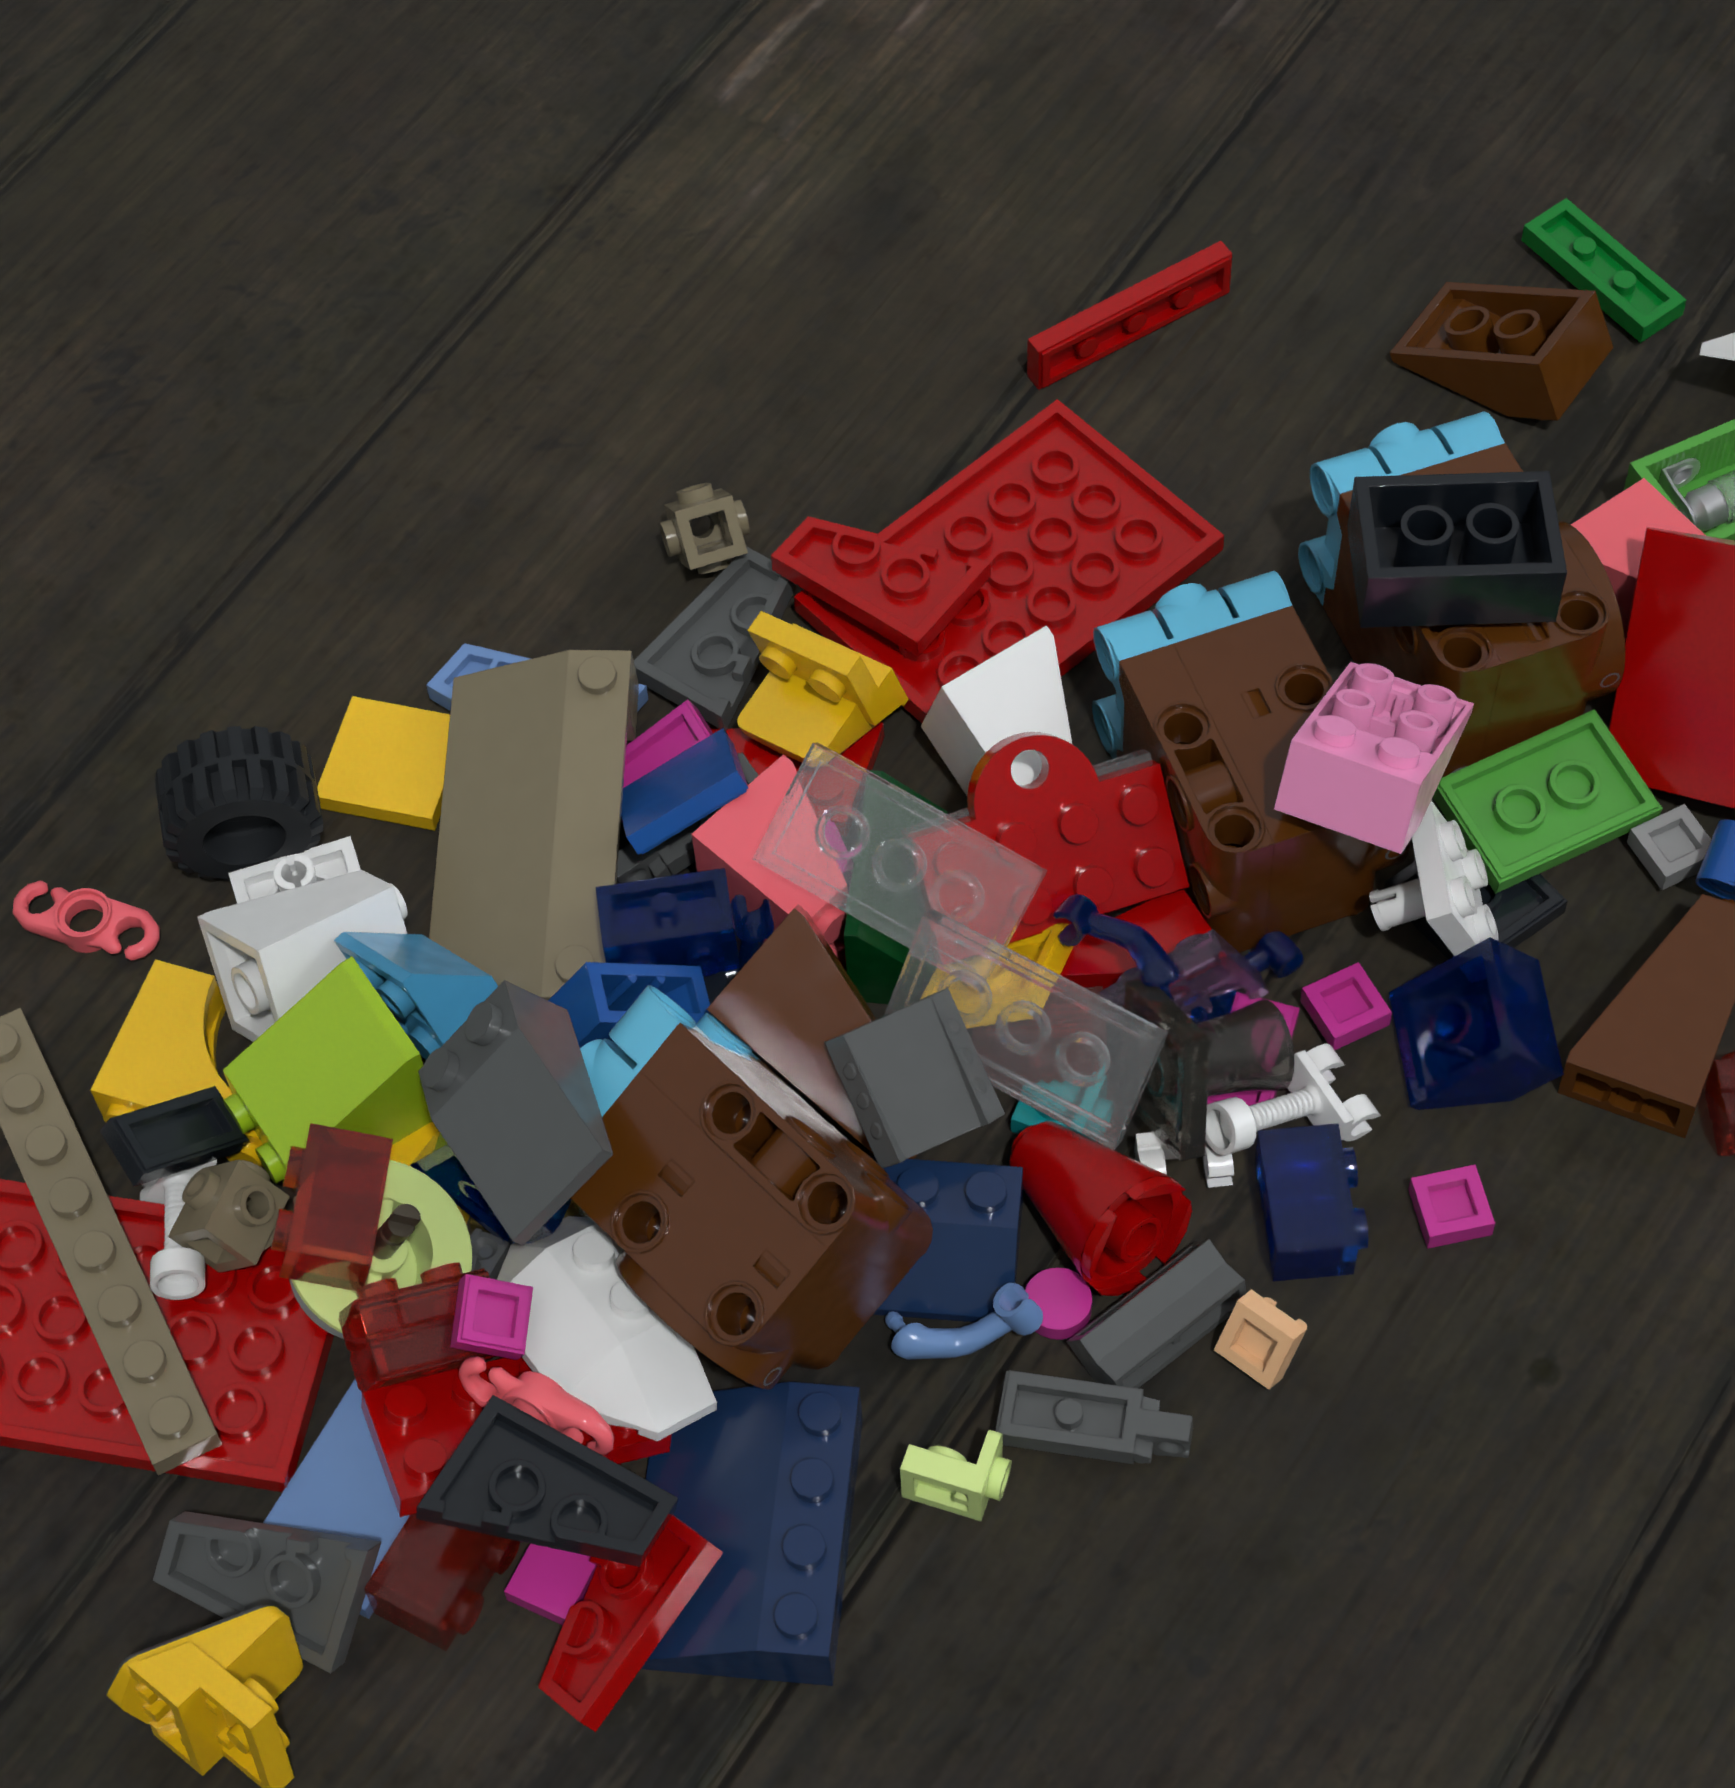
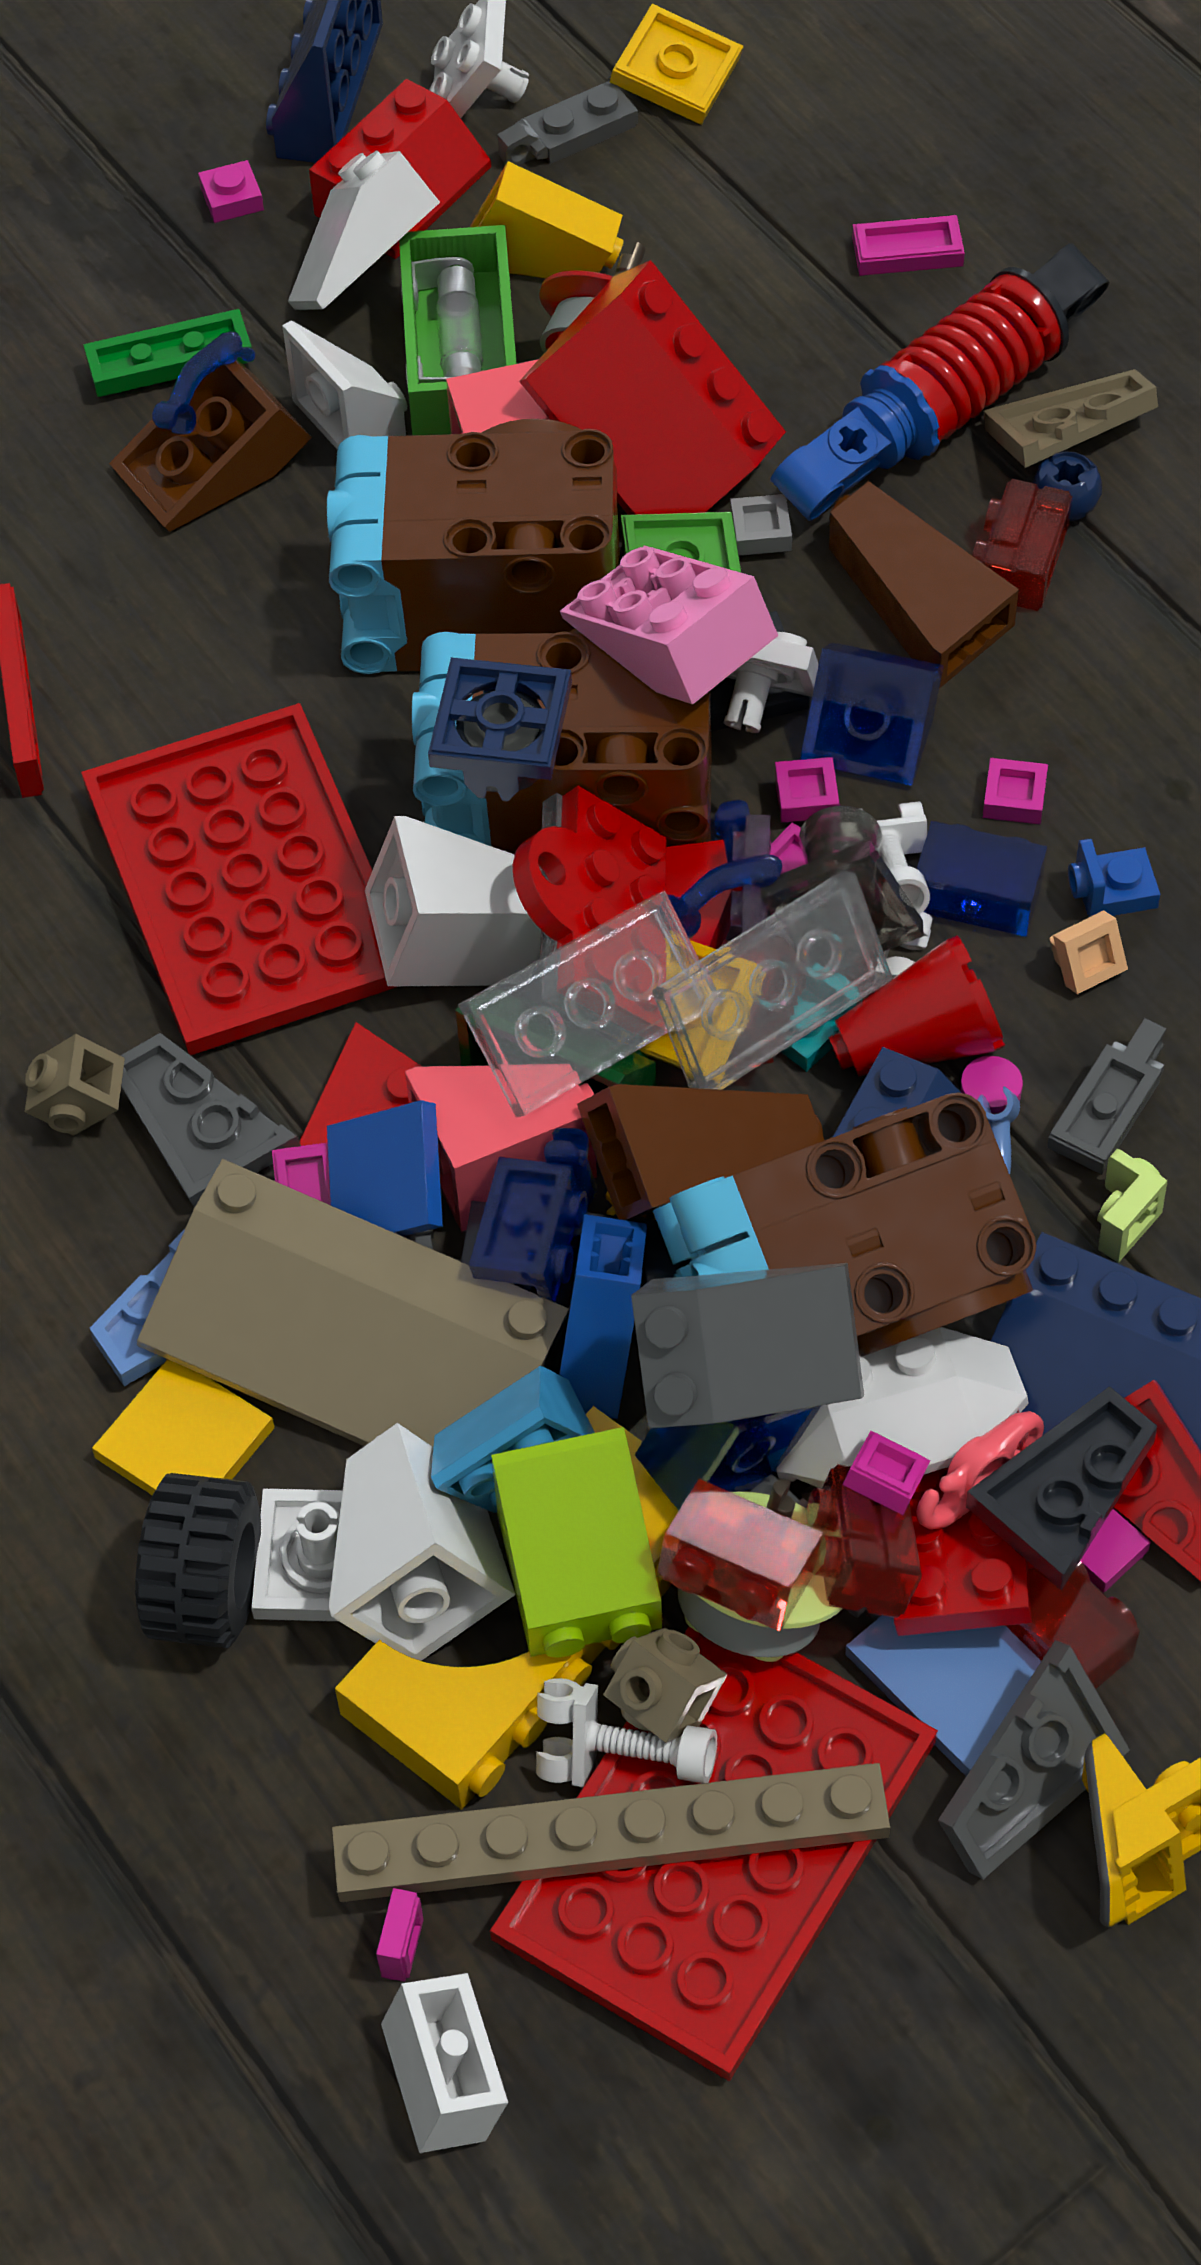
camera: 70 degrees left, 0 degrees up
(56, 921) = (221, 1792): coral piece -> none
(173, 1136) = (572, 1698): black tile -> none
(814, 691) = (321, 1050): yellow piece -> none
(879, 584) = (223, 961): red wing -> none
(914, 1078) = (787, 1080): dark grey slope -> none
(1152, 660) = (504, 734): none -> dark blue piece
(1160, 1318) = (1036, 1018): dark grey piece -> none
(1374, 1336) = (1113, 881): none -> blue bracket
(1456, 549) = (509, 487): black brick -> none
(1576, 287) = (177, 412): none -> clear blue piece
(1615, 417) = (340, 390): none -> white slope

